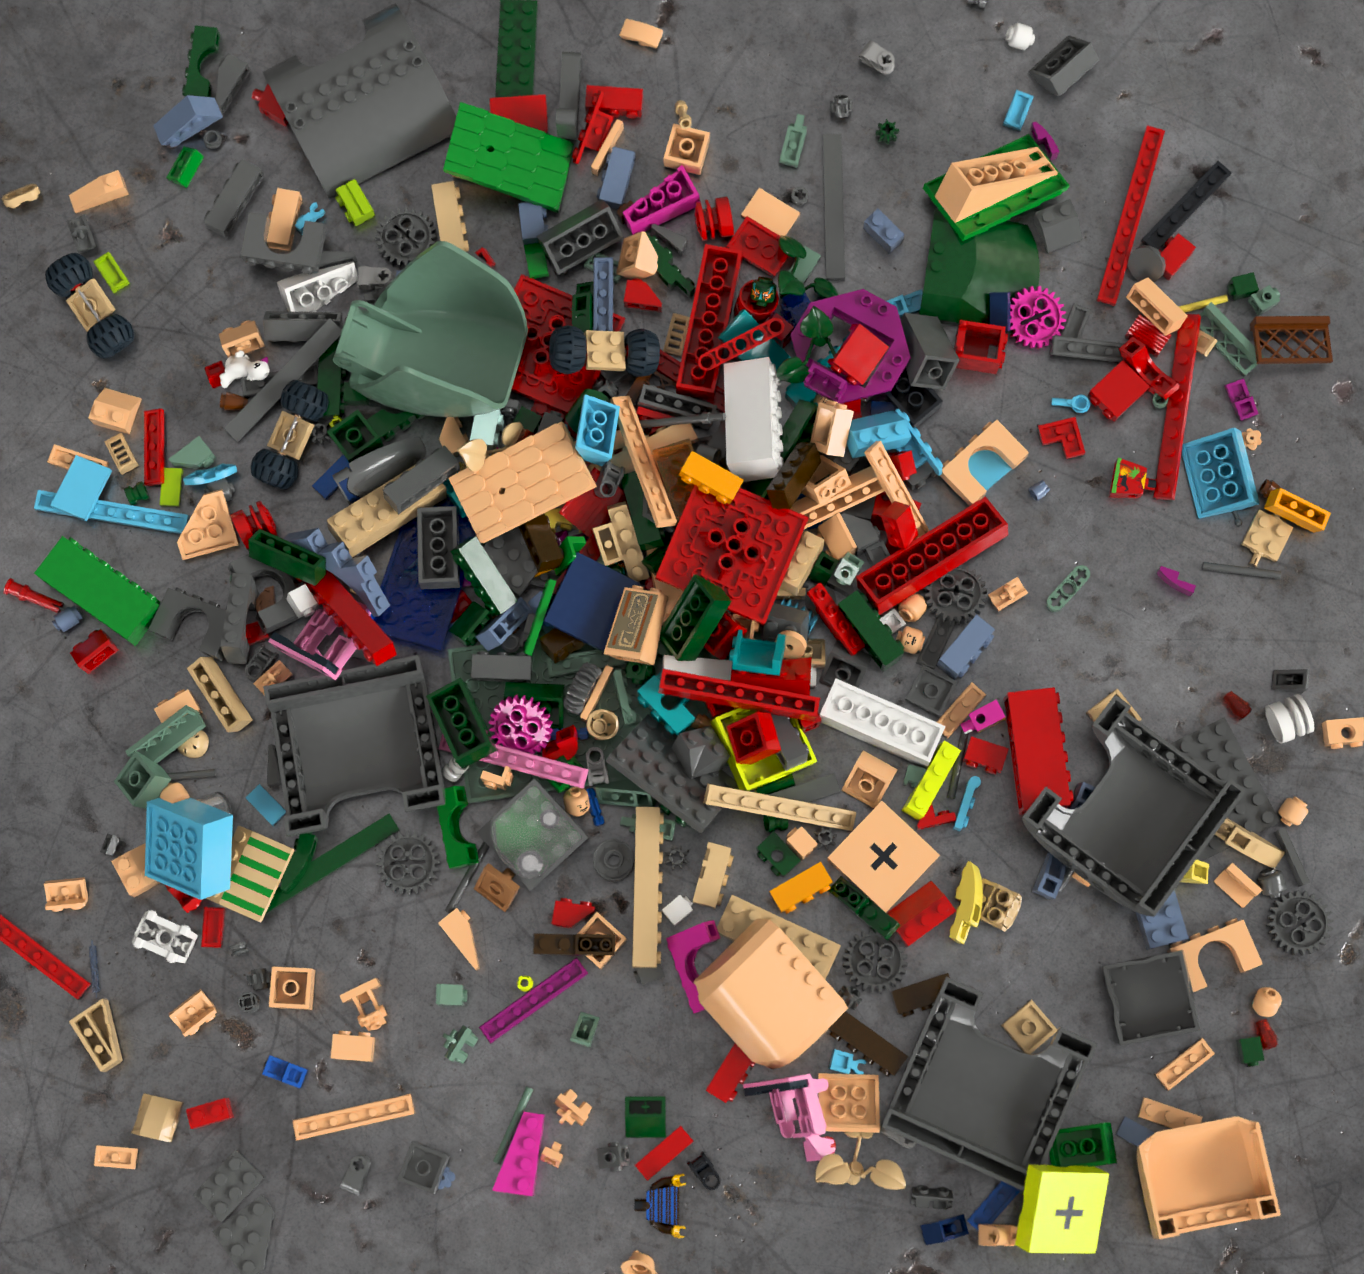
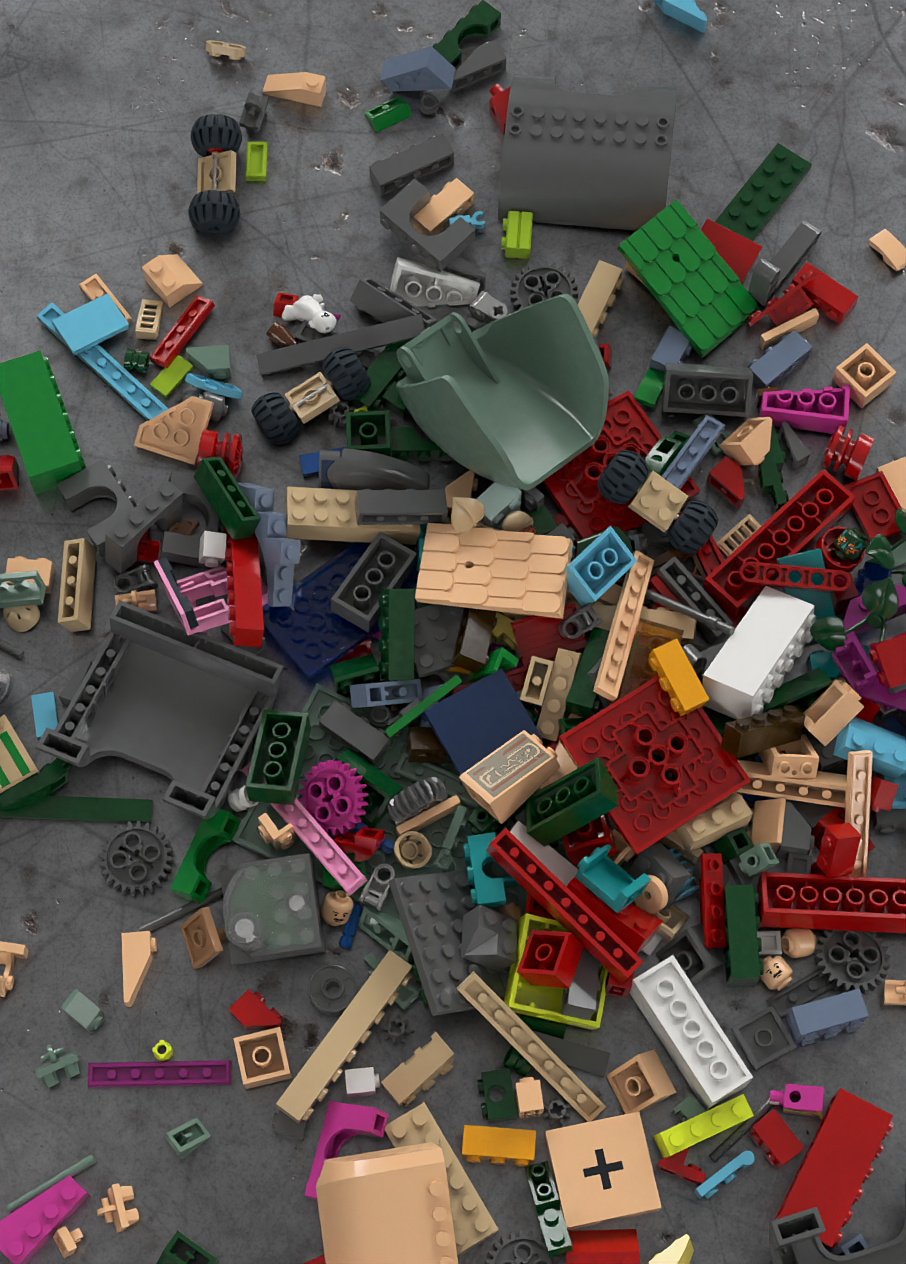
camera: 30 degrees right, 10 degrees down
(243, 338) = (333, 287): light nougat slope -> none
(574, 944) = (233, 1042): dark brown slope -> none
(684, 119) = (880, 344): tan bar -> none
(960, 709) = (777, 1076): light nougat tile -> none

